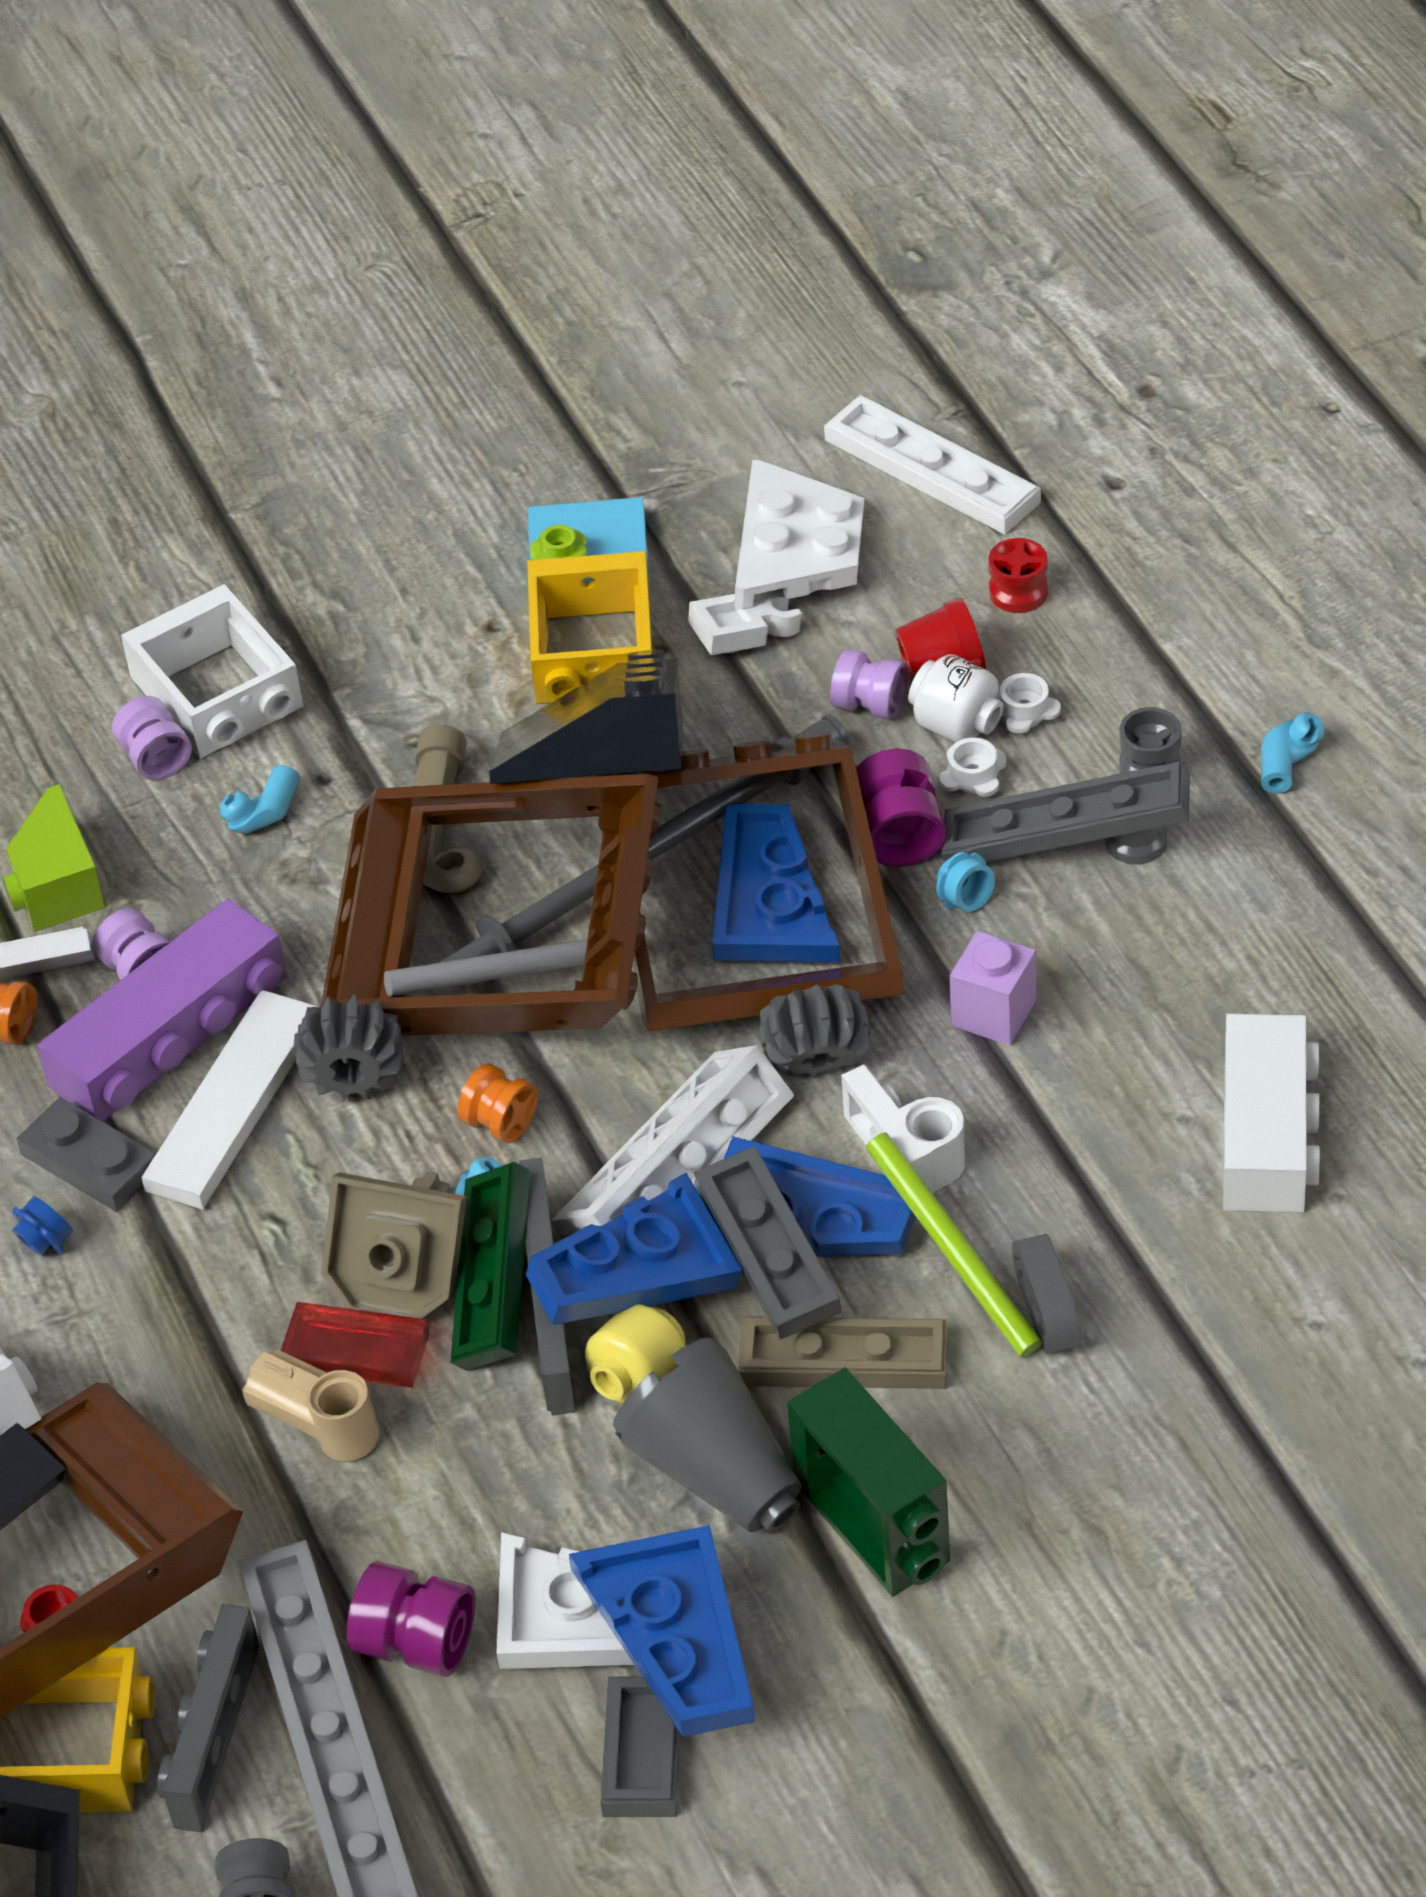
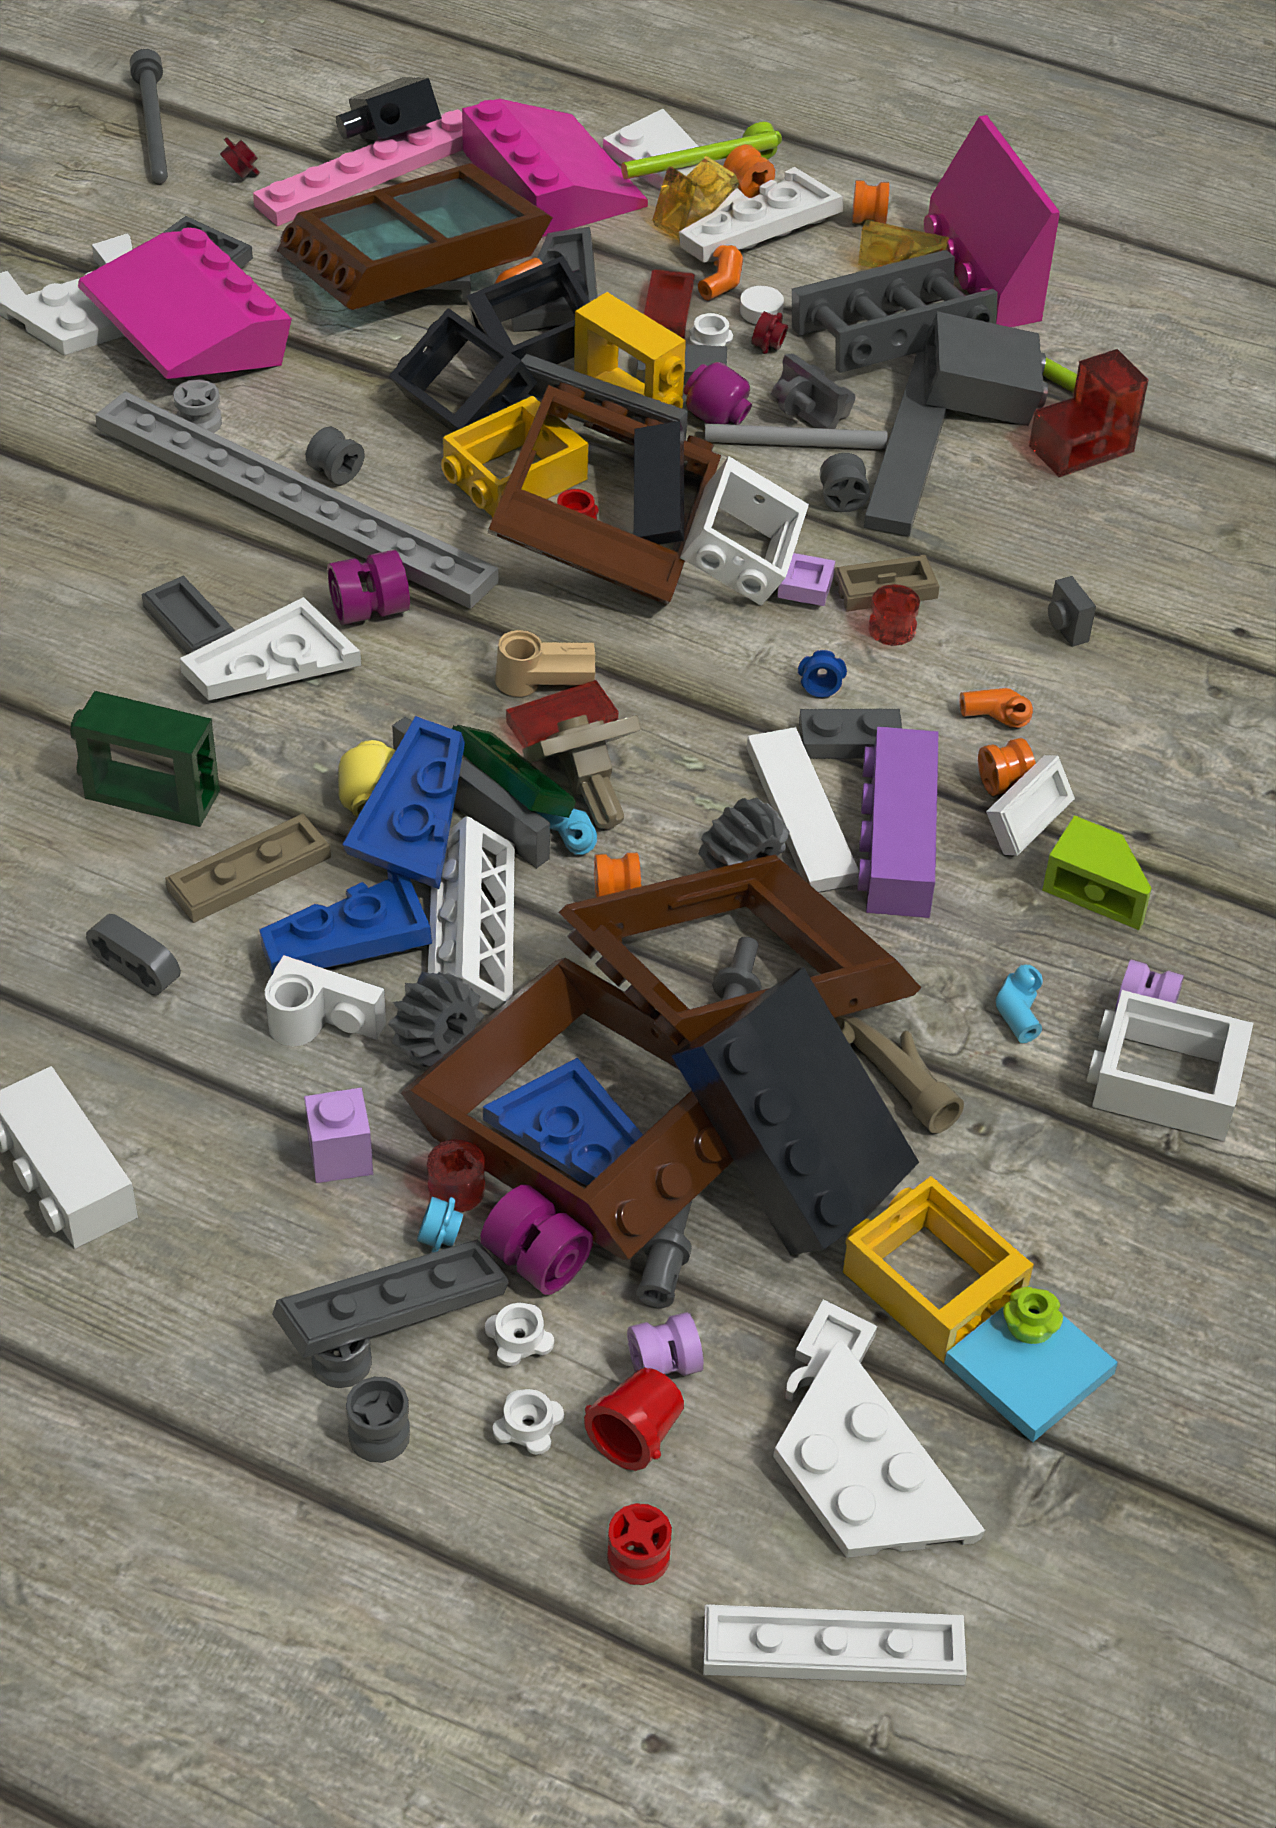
camera: 135 degrees right, 0 degrees up
(126, 941) = (968, 846): lavender wheel -> none
(208, 1718) = (434, 501): dark grey plate -> none
(484, 968) = (718, 937): light grey bar -> none
(674, 1623) = (201, 641): blue wing -> none
(711, 1438) = (281, 746): dark grey cone -> none
(767, 1242) = (340, 864): dark grey plate -> none
(916, 910) = (469, 1182): none -> clear red wheel
(954, 1245) = (231, 941): lime bar -> none
(955, 698) = (576, 1366): white head -> none
(1286, 746) = (273, 1504): medium azure arm -> none

